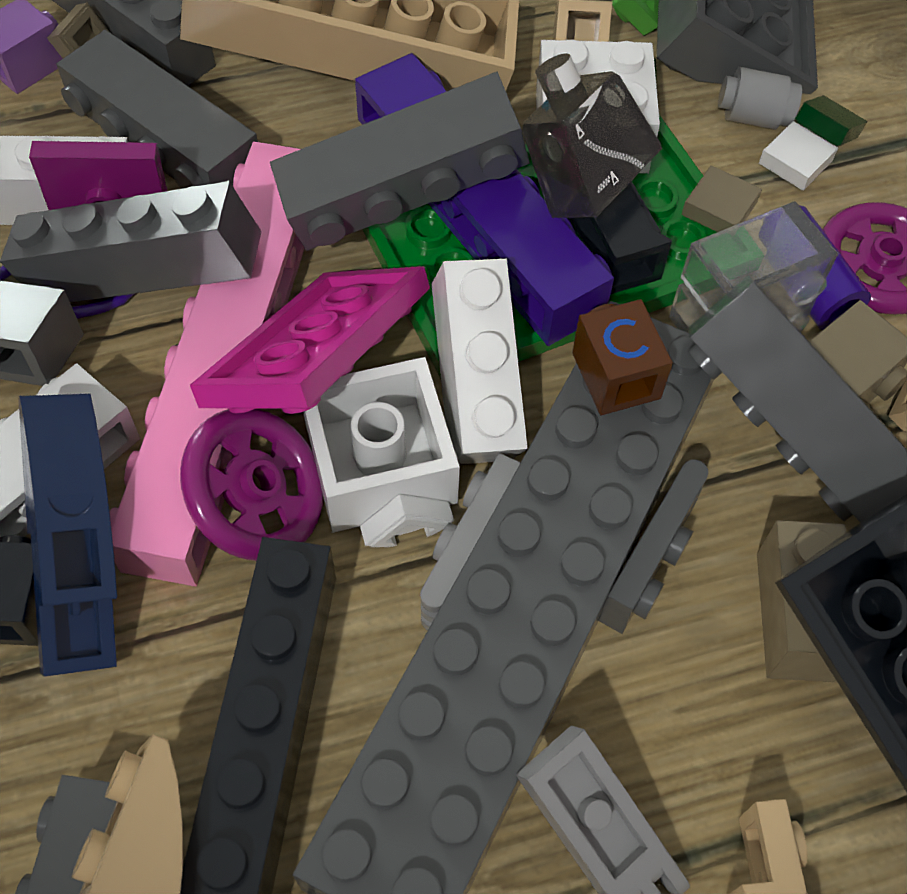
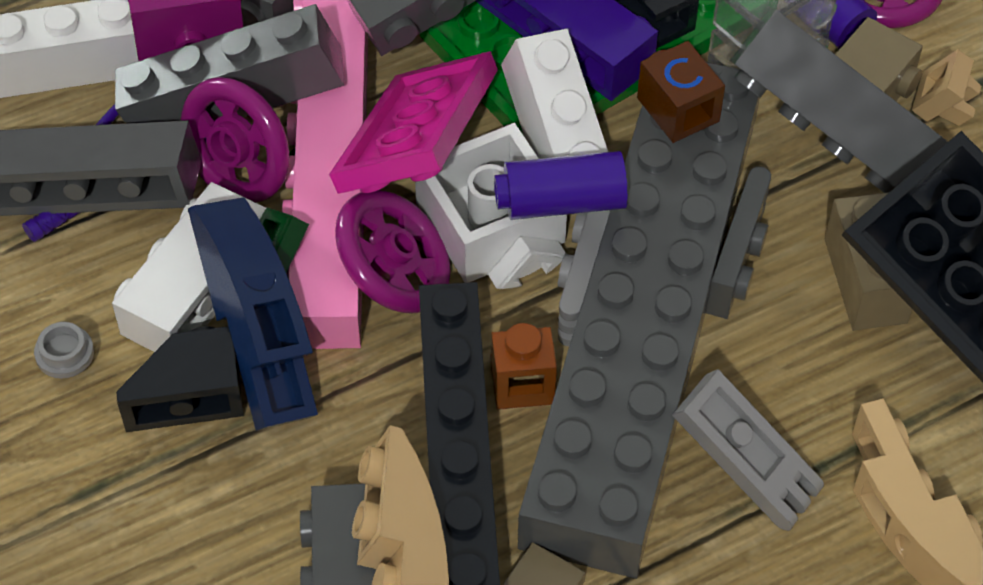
camera: 10 degrees left, 5 degrees down
(117, 319) = (234, 140): none -> magenta plate
(125, 446) = (285, 233): none -> dark green tile
(361, 656) = (520, 353): none -> dark orange brick
(451, 450) = (562, 185): none -> dark purple brick

